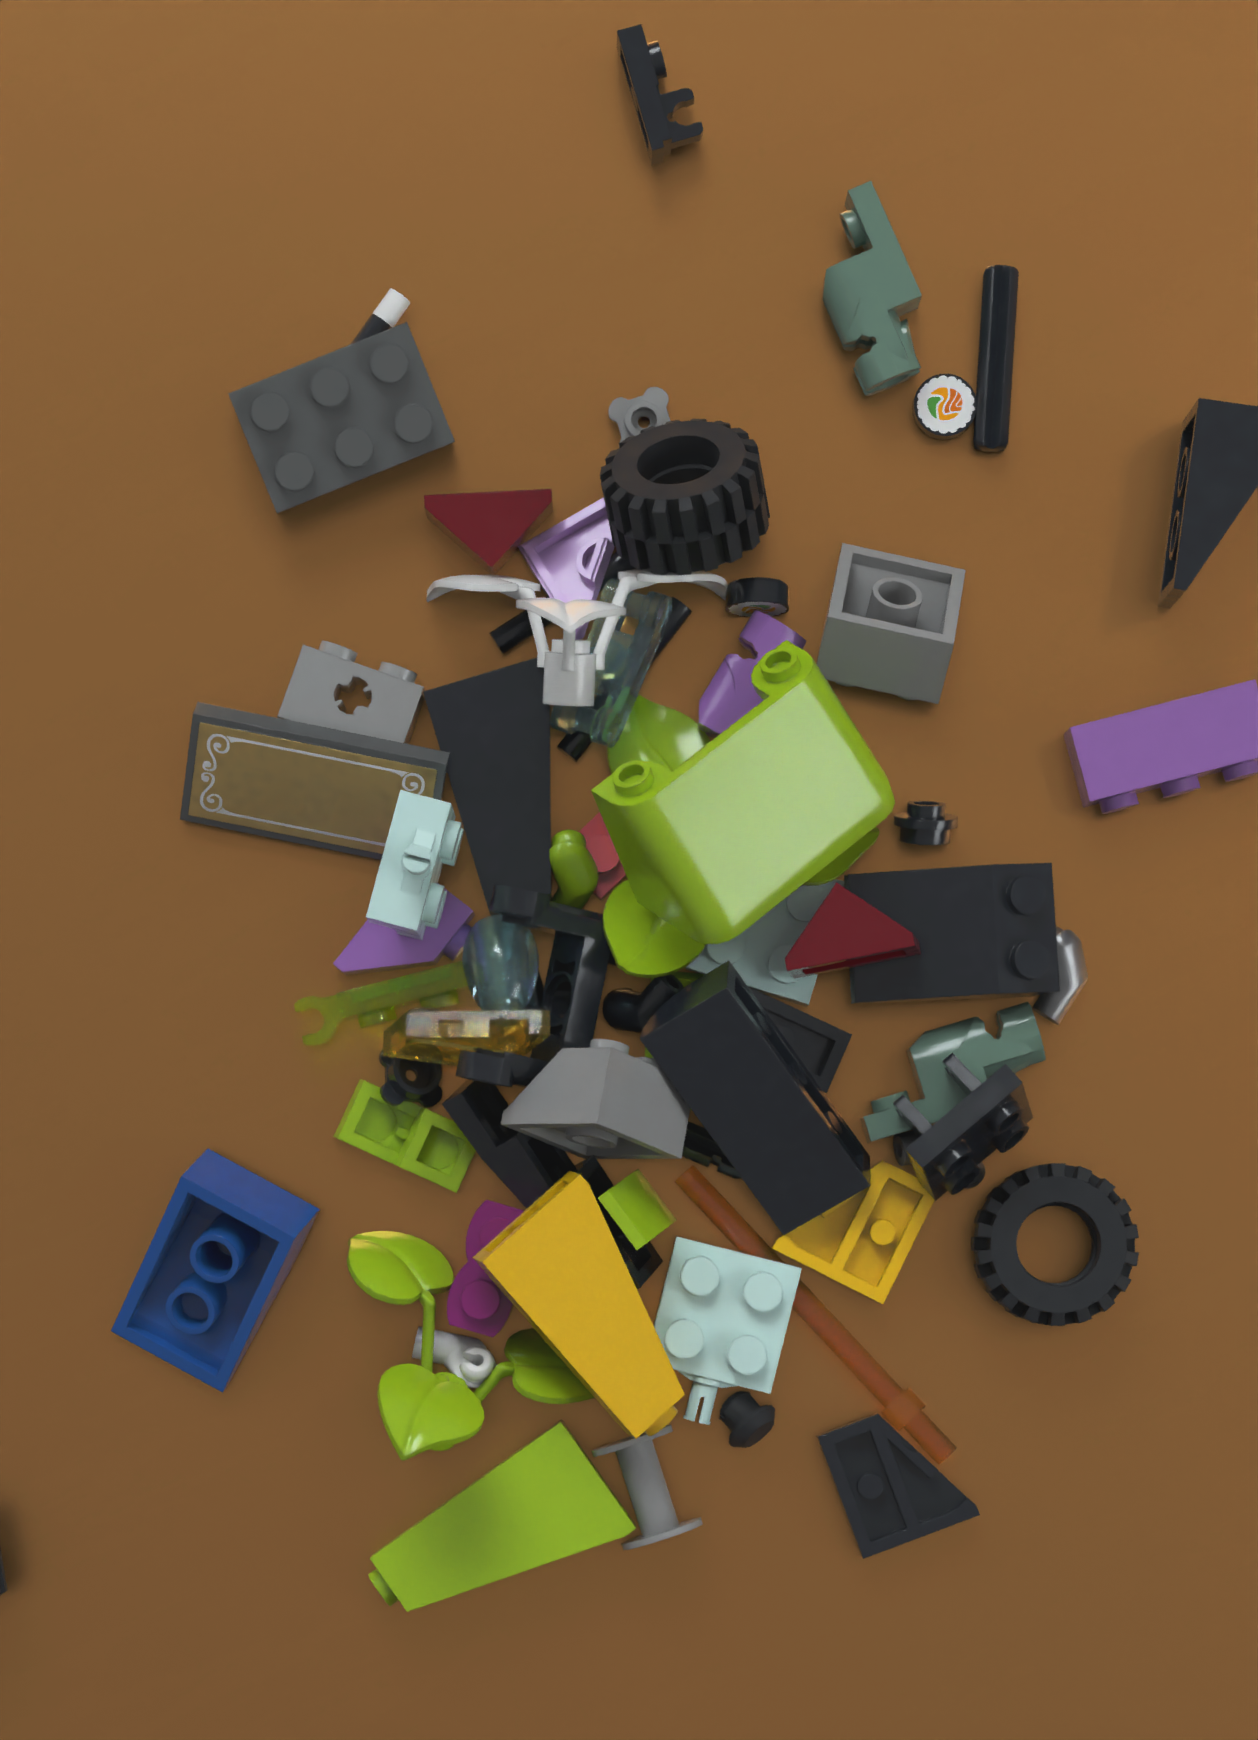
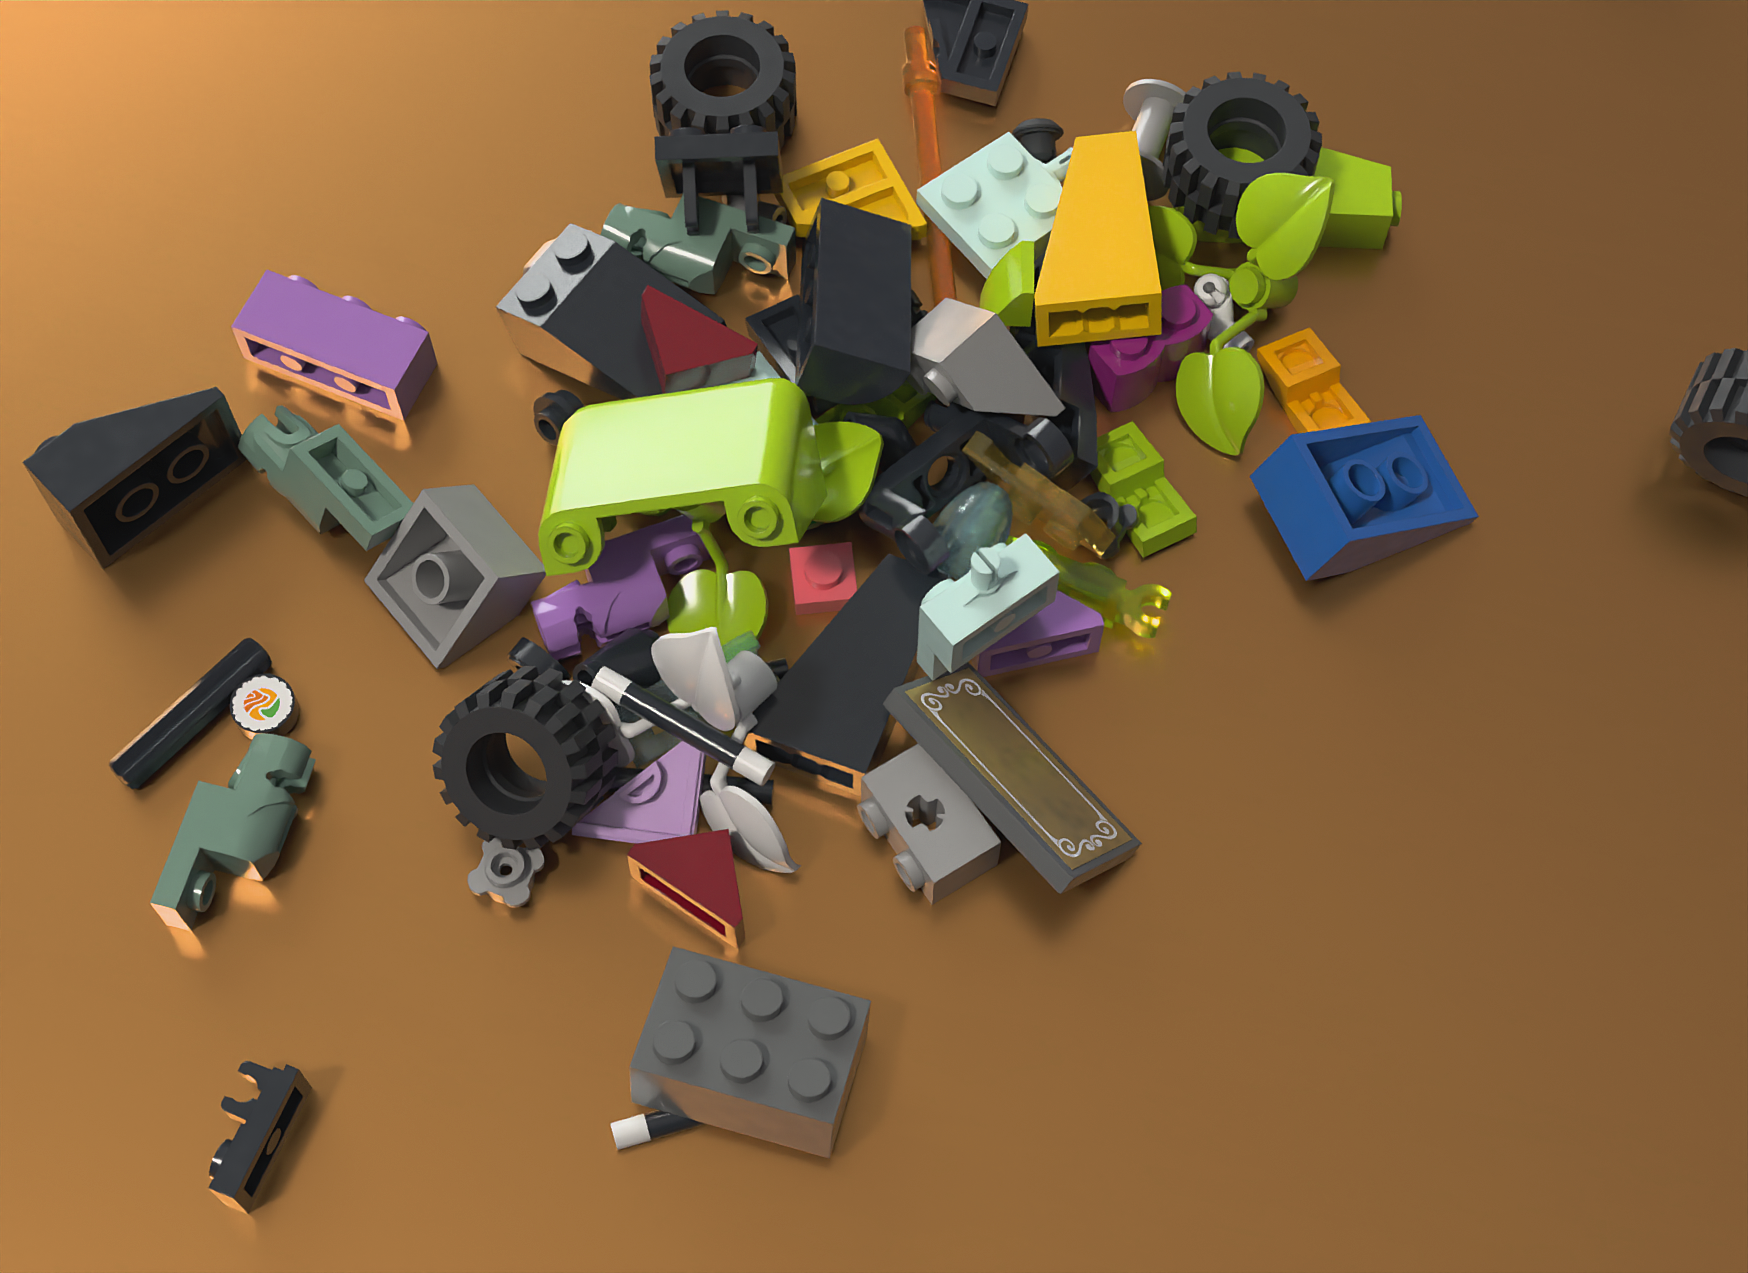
camera: 140 degrees left, 20 degrees down
(327, 1344) = (1308, 383): none -> light orange slope
(520, 1550) = (1235, 115): none -> black tyre
(572, 869) = (855, 564): lime arm -> none
(636, 601) = (683, 726): none -> black bar
(689, 644) = (626, 655): none -> black cone
(1055, 615) = (326, 477): none -> sand green plate

